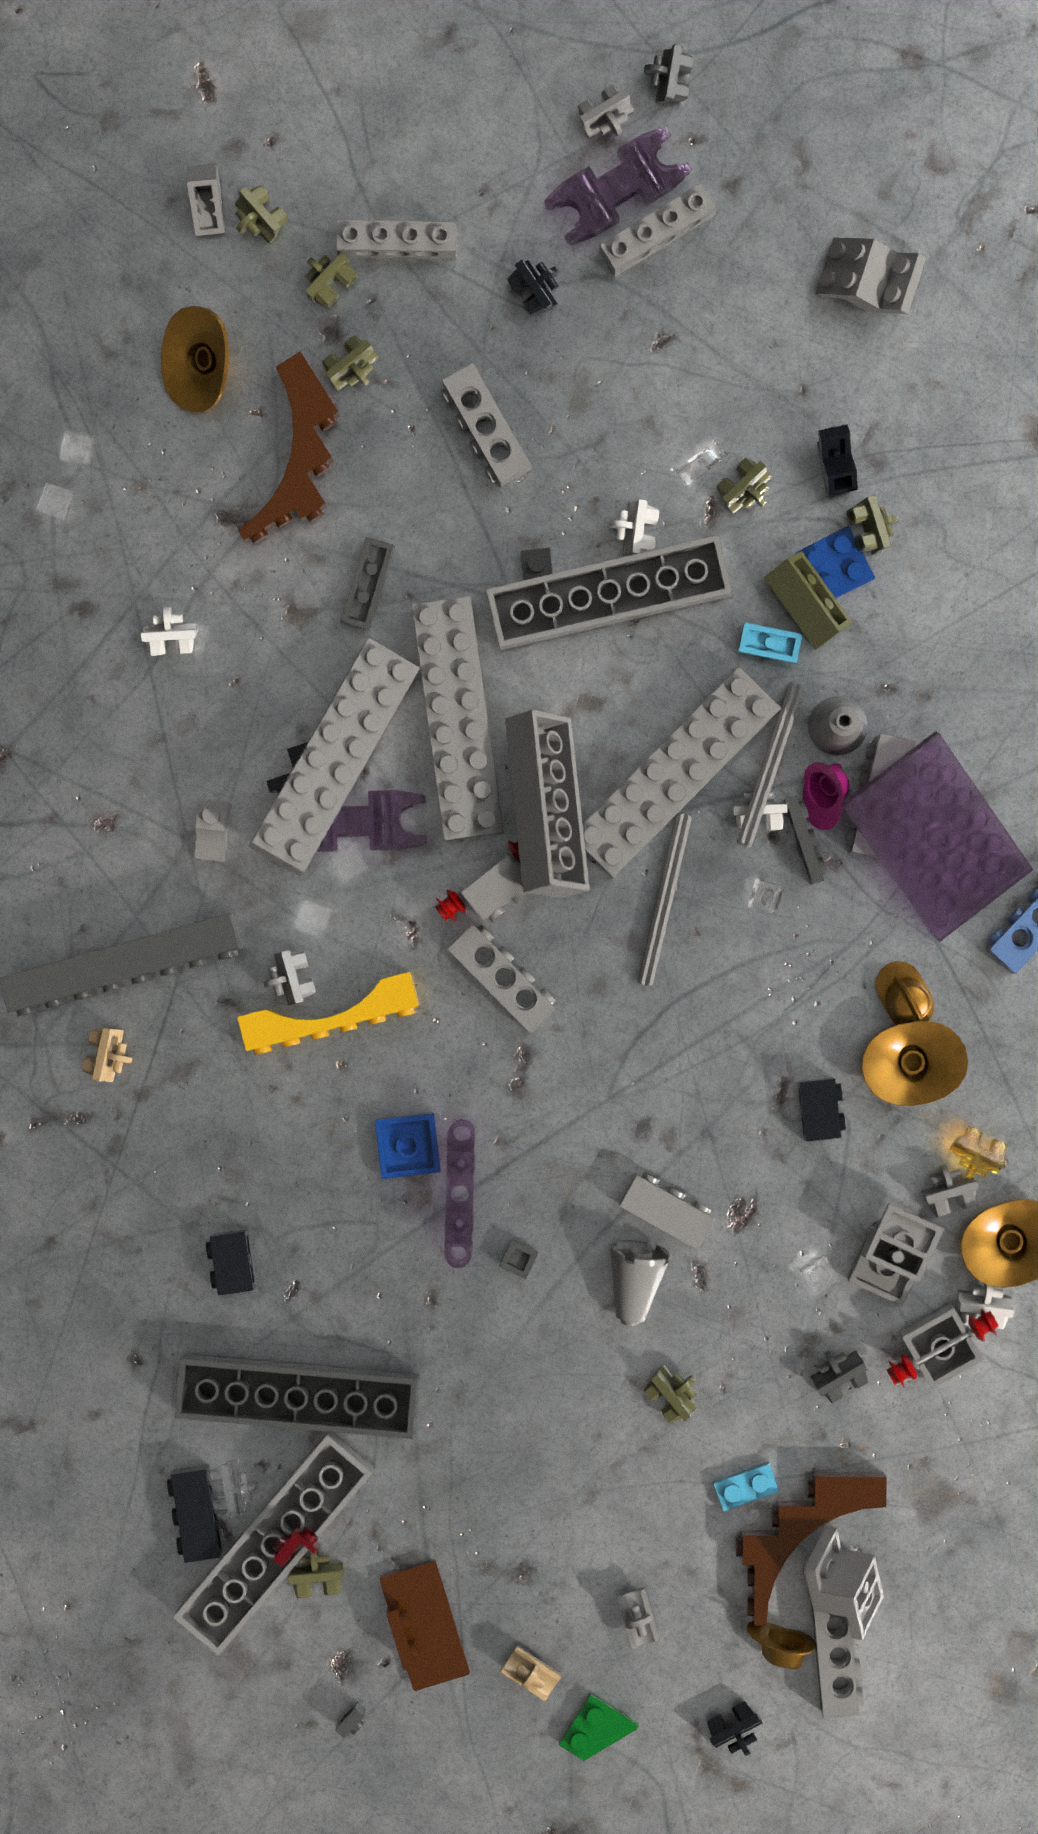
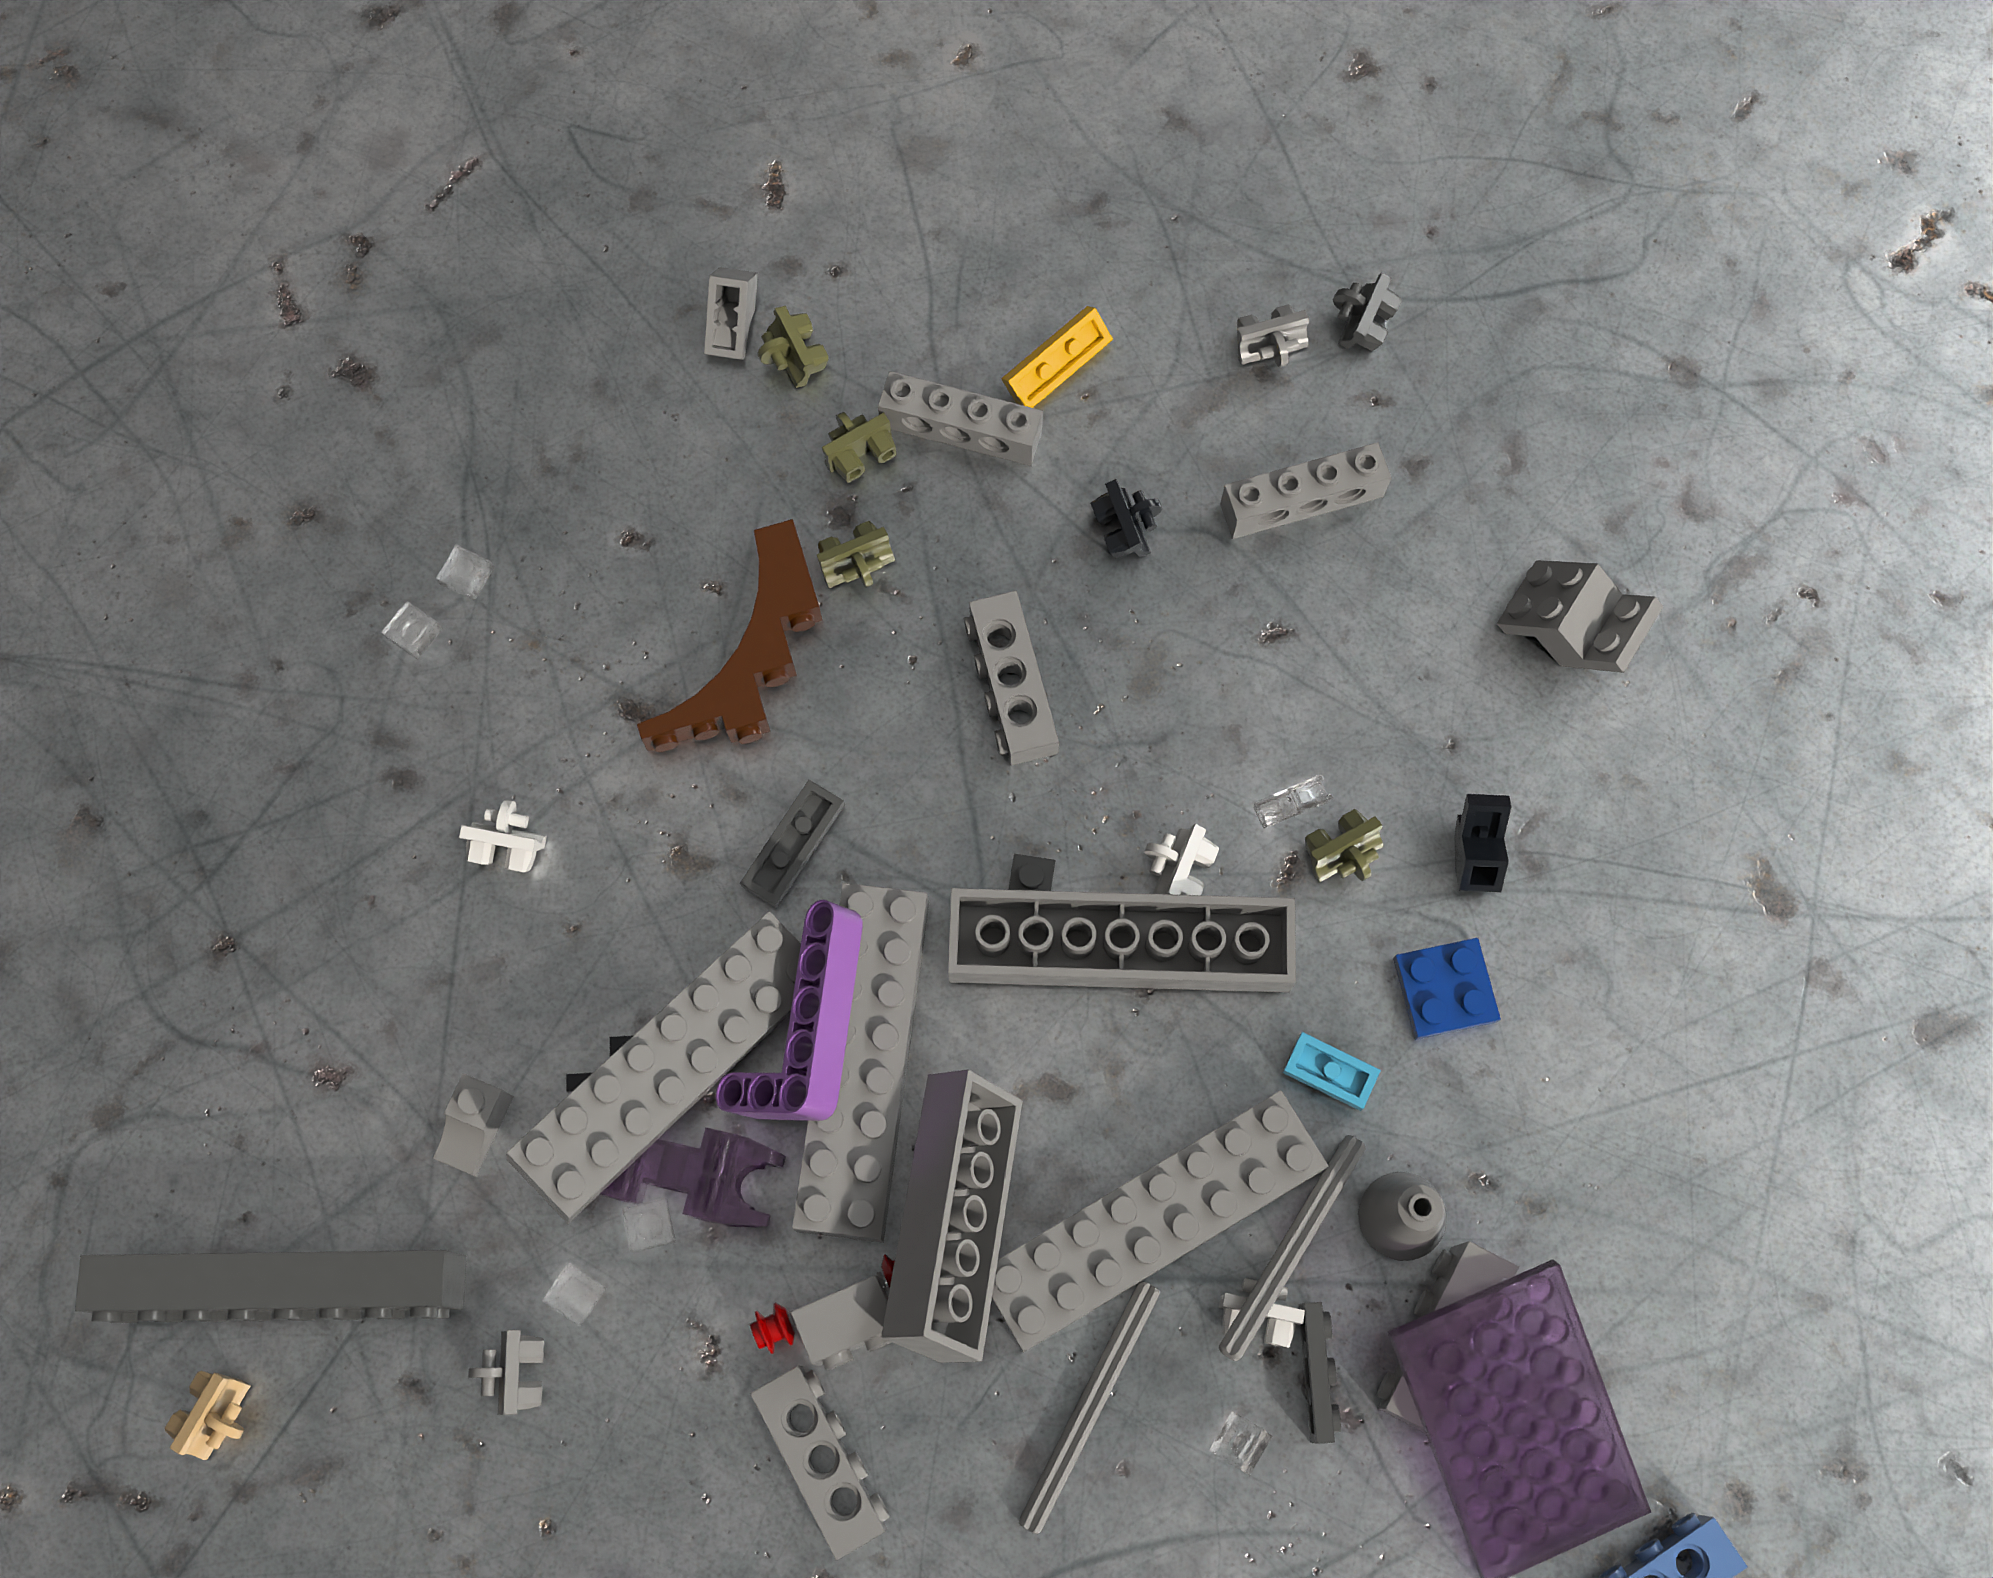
camera: 15 degrees right, 15 degrees down
(195, 358) = (652, 494): pearl gold hat -> none
(269, 1027) = (461, 1441): yellow arch -> none
(424, 707) = (816, 1027): none -> medium lavender beam
(454, 172) = (1057, 358): none -> yellow plate
(637, 174) = (1238, 434): clear purple piece -> none
(808, 600) = (1399, 1024): olive brick -> none
(823, 793) = (1362, 1311): dark pink piece -> none
(875, 524) = (1516, 945): olive hips -> none

